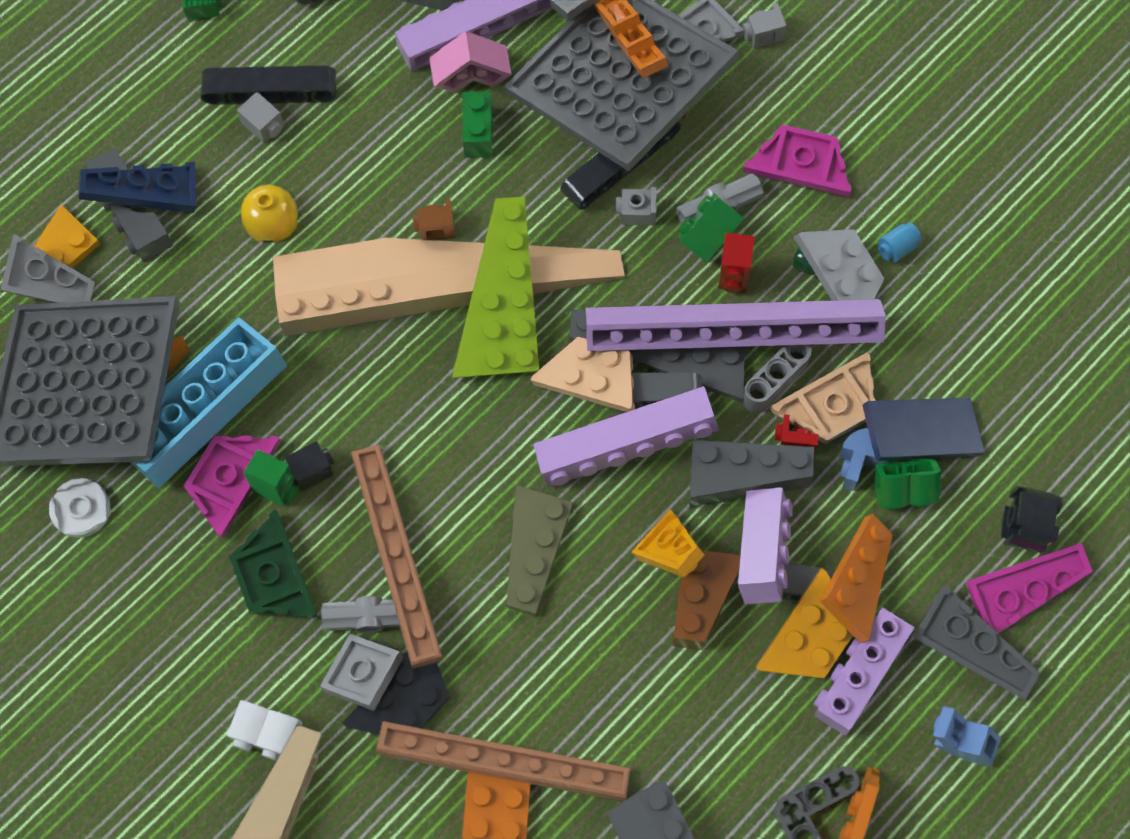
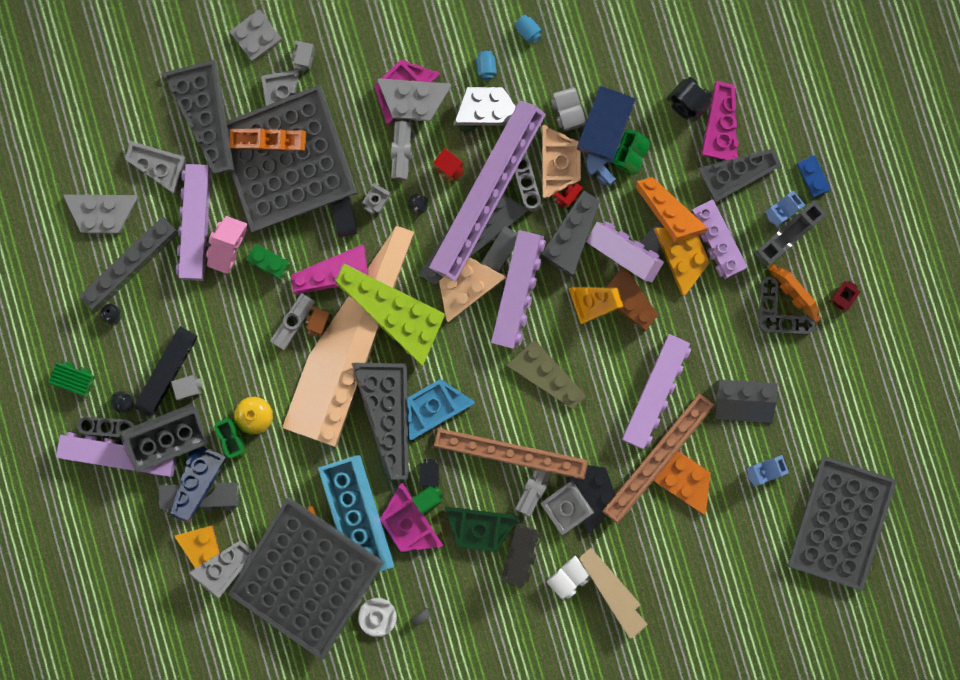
camera: 60 degrees left, 15 degrees up
(107, 561) = (420, 616): none -> dark grey tile
(130, 87) = (105, 454): none -> lavender brick
(157, 46) = (97, 426): none -> dark grey beam
(178, 119) = (164, 437): none -> dark grey slope
(201, 55) = (121, 401): none -> black piece
(218, 201) = (231, 443): none -> green brick
(258, 645) = (520, 556): none -> clear smoke wedge
(374, 358) = (385, 400): none -> dark grey wing
(400, 192) = (300, 311): none -> light grey piece
(405, 424) = (434, 406): none -> dark azure wing
(486, 186) = (323, 274): none -> dark pink wing
(596, 704) = (656, 391): none -> lavender brick
(663, 258) = (418, 204): none -> black piece
(708, 227) = (418, 167): green brick -> none
(796, 177) = (413, 98): none -> light grey wing
(911, 374) = (569, 109): none -> light grey brick
(955, 774) = (790, 233): none -> dark grey arch
(982, 267) = (528, 29): none -> dark azure brick
(1040, 757) = (813, 176): none -> blue plate

